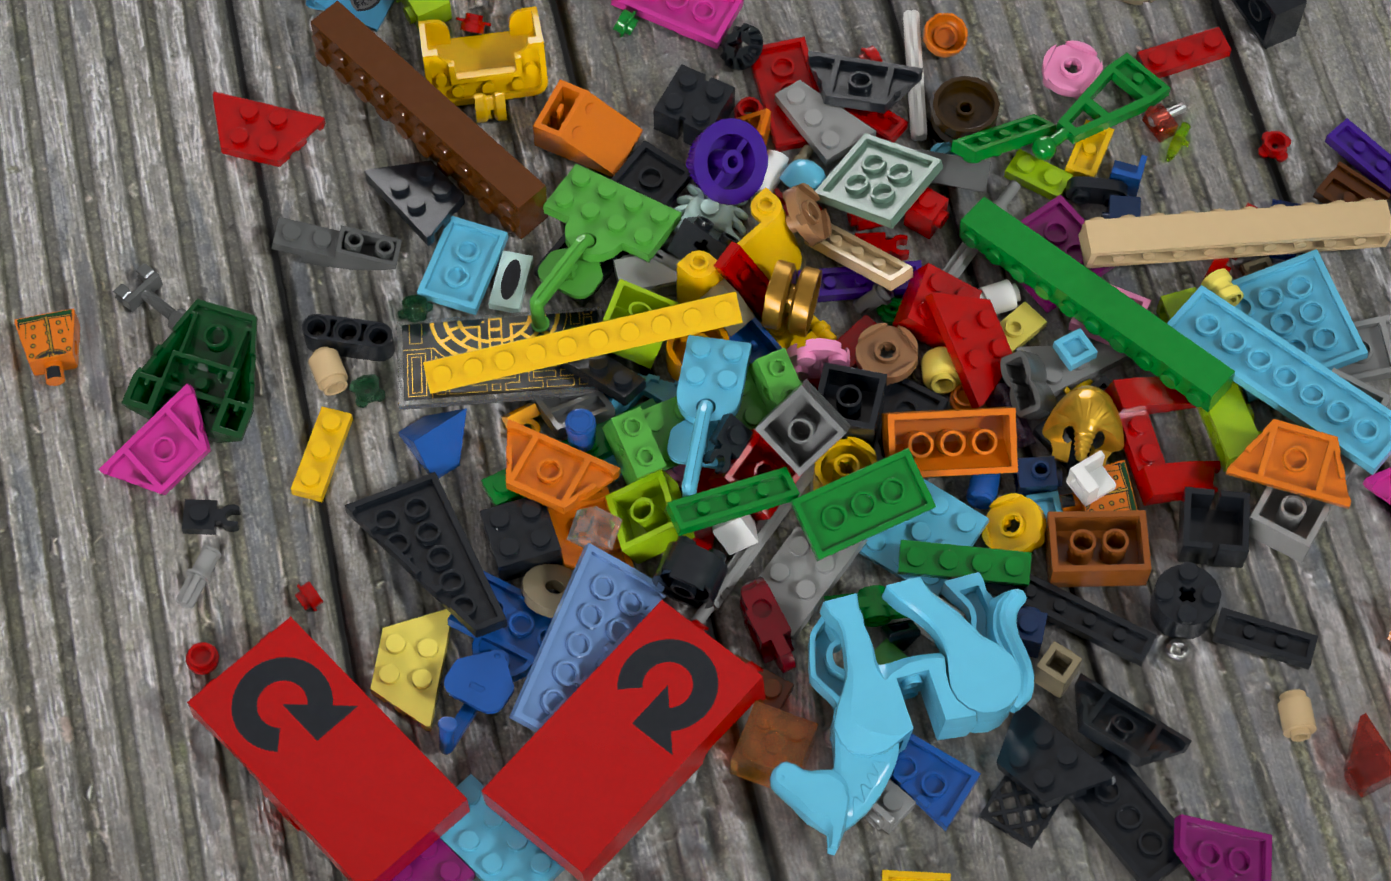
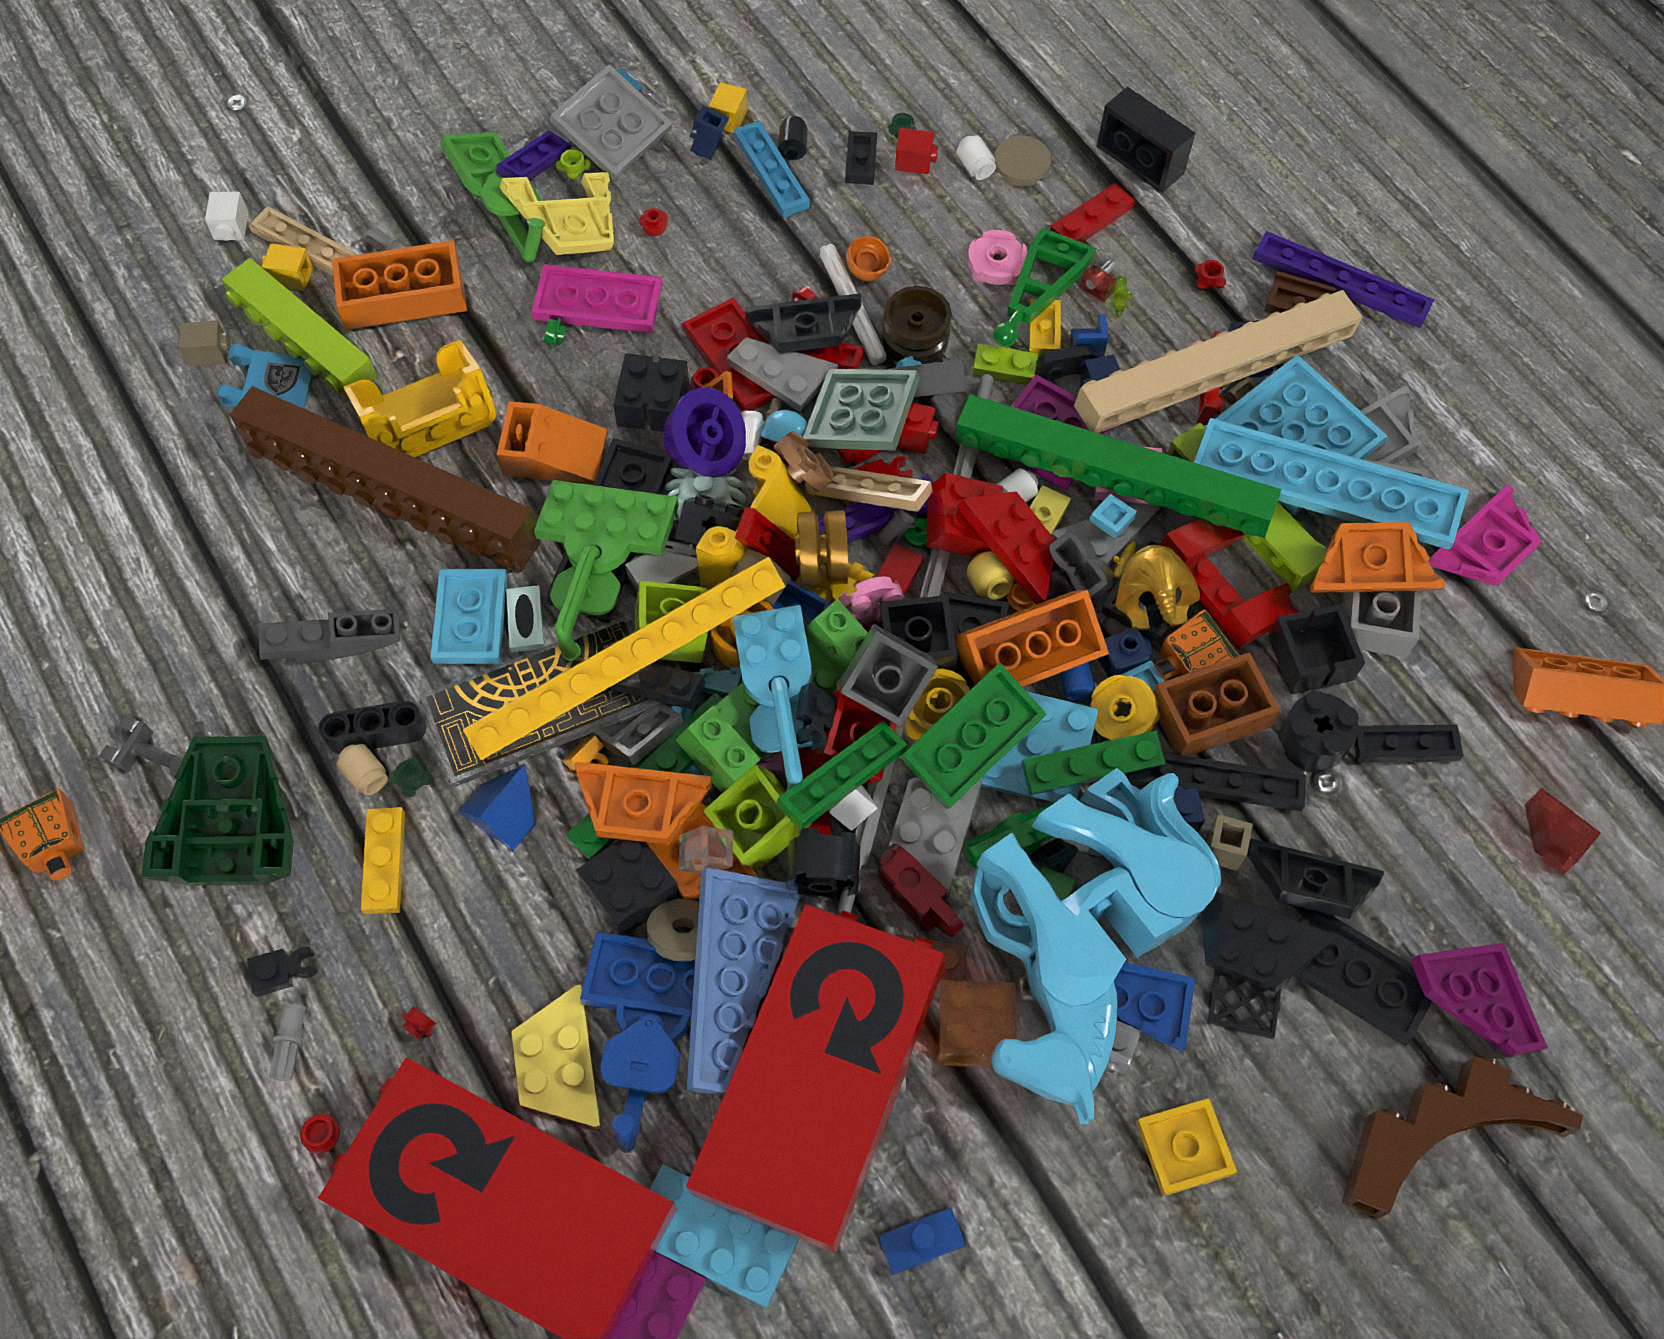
camera: 20 degrees left, 0 degrees up
(164, 447) = (204, 909): dark pink wing -> none
(261, 130) = (212, 541): red wing -> none
(415, 308) = (434, 675): clear green plate -> none
(418, 195) = (400, 559): black wing -> none
(428, 541) = (530, 919): black wing -> none
(473, 23) = (400, 374): red plate -> none
(490, 106) = (445, 449): yellow wheel -> none
(581, 429) = (656, 748): blue piece -> none
(746, 55) = (684, 330): black gear -> none
(890, 338) = (940, 558): medium nougat plate -> none
(1002, 138) = (962, 336): green plate -> none
(1090, 479) = (1183, 639): white panel -> none
(1221, 284) = (1224, 411): light yellow wheel -> none
(1296, 715) = (1471, 811): tan brick -> none

